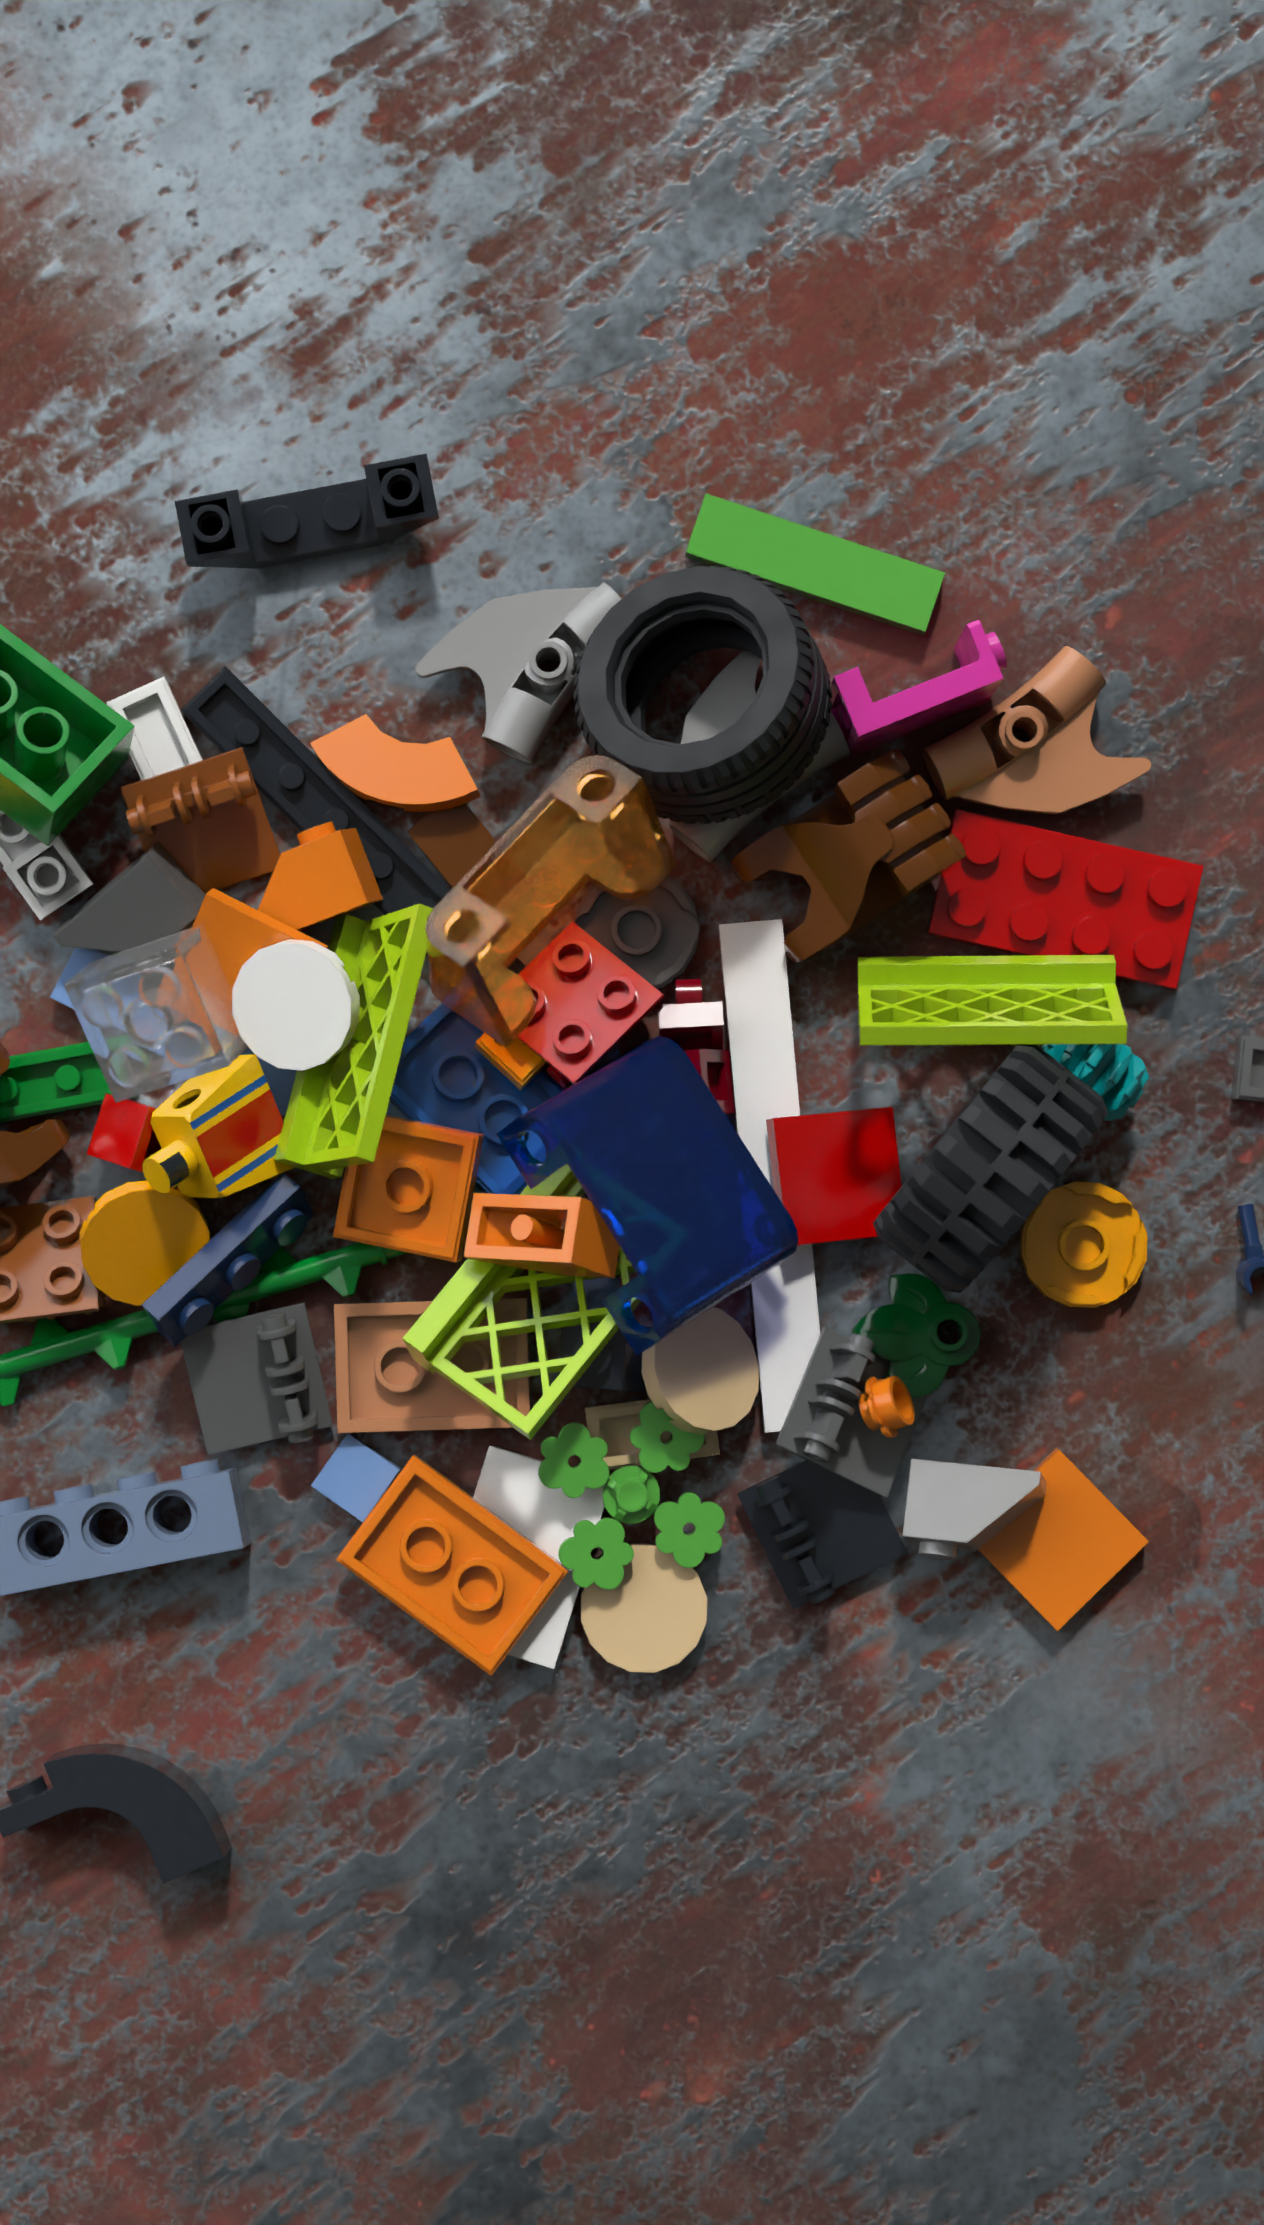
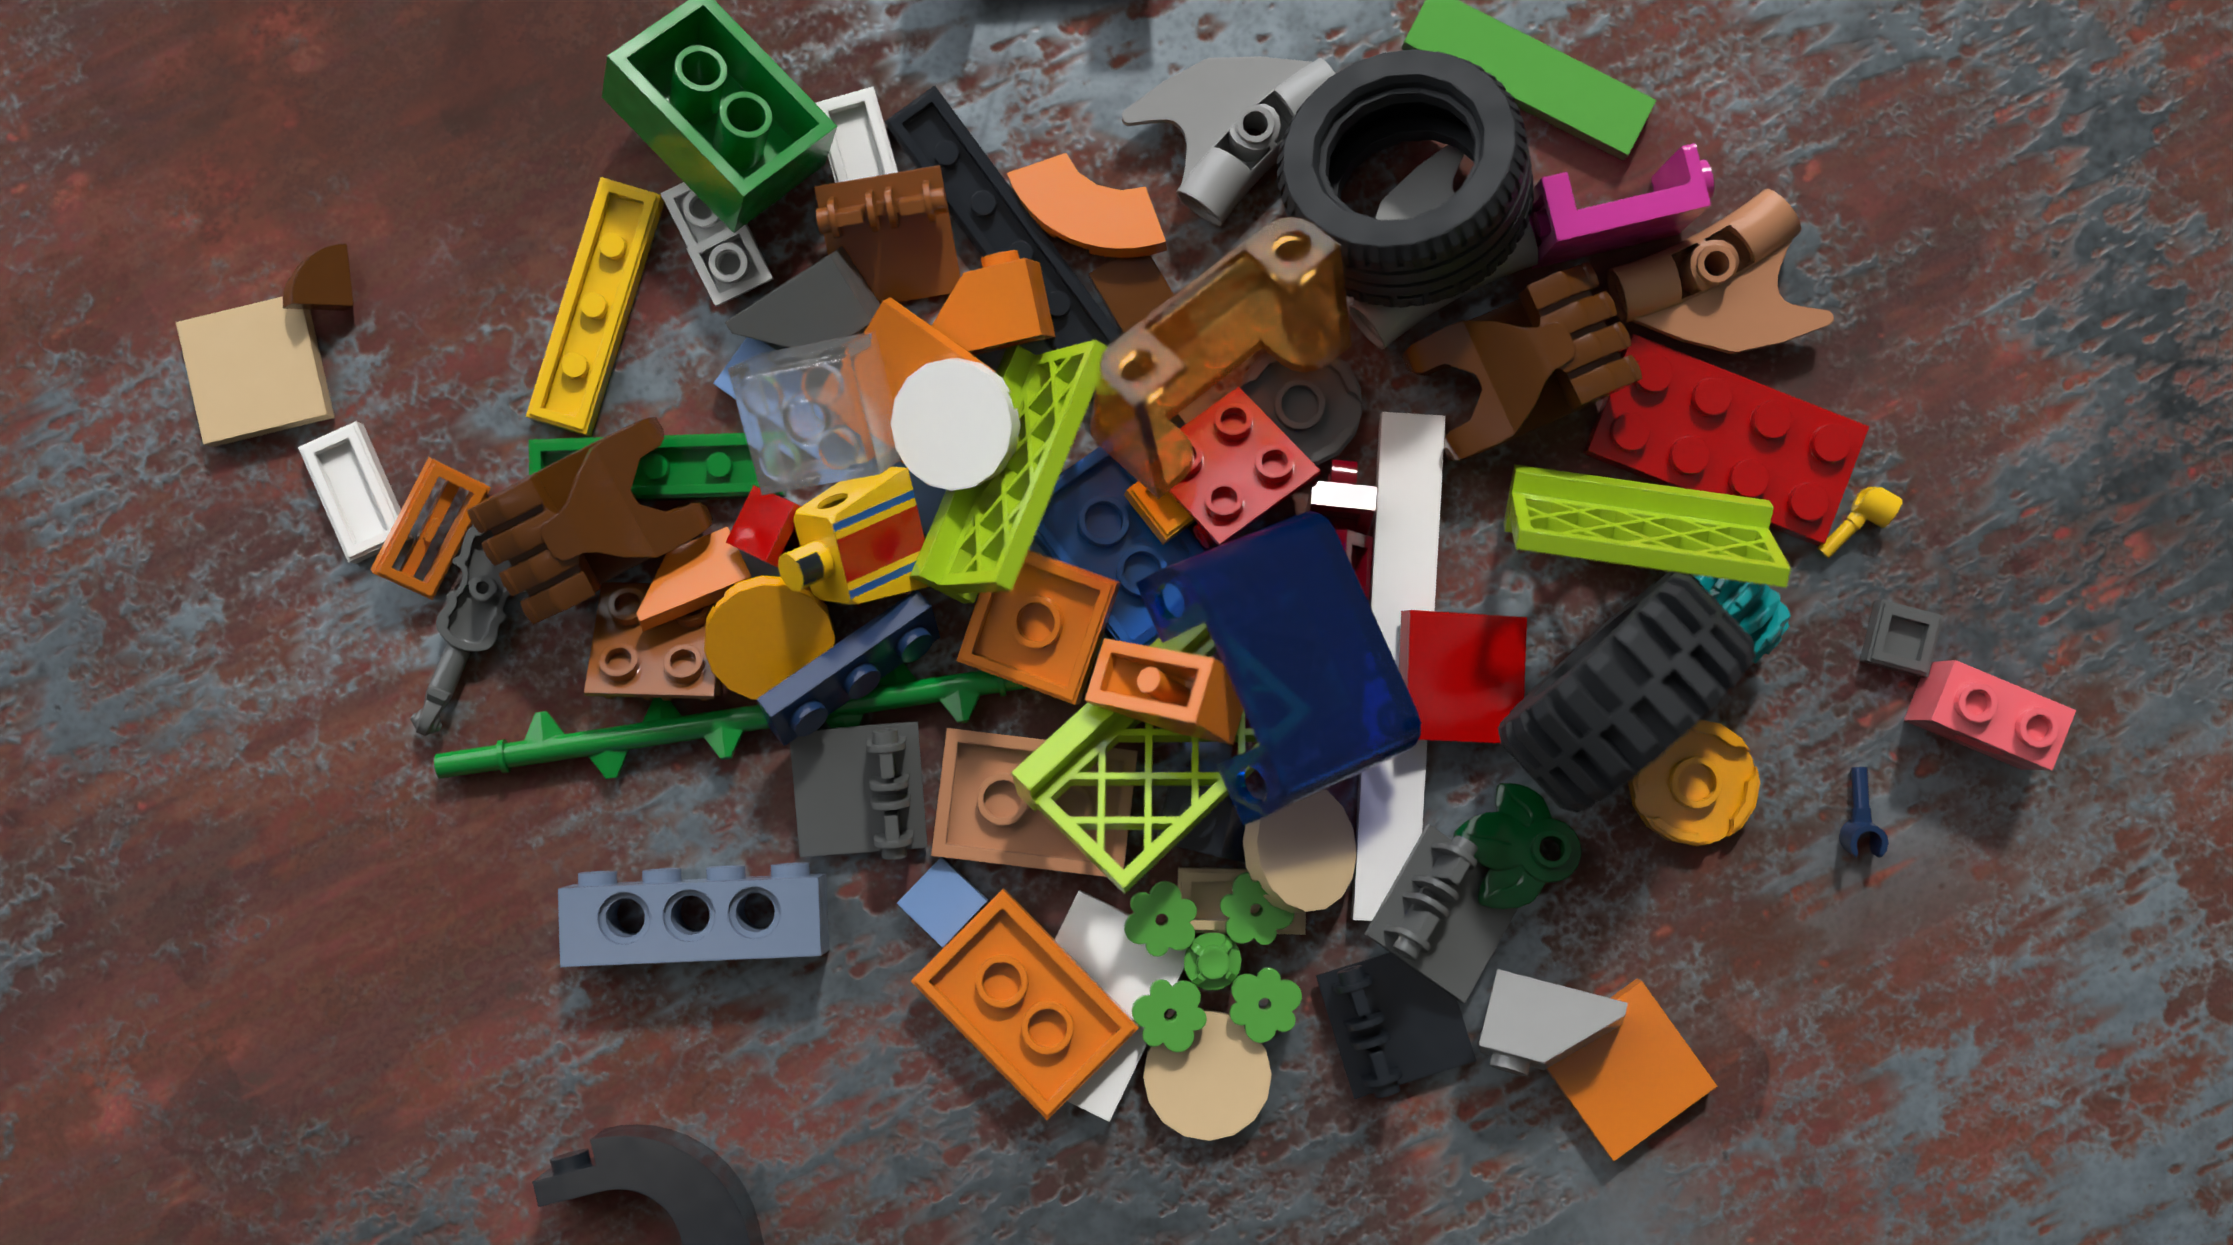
camera: 10 degrees right, 0 degrees up
(59, 1195) = (692, 579): none -> orange tile
(886, 1405) = (1480, 912): orange plate -> none
(1219, 943) = (1869, 504): none -> yellow hand

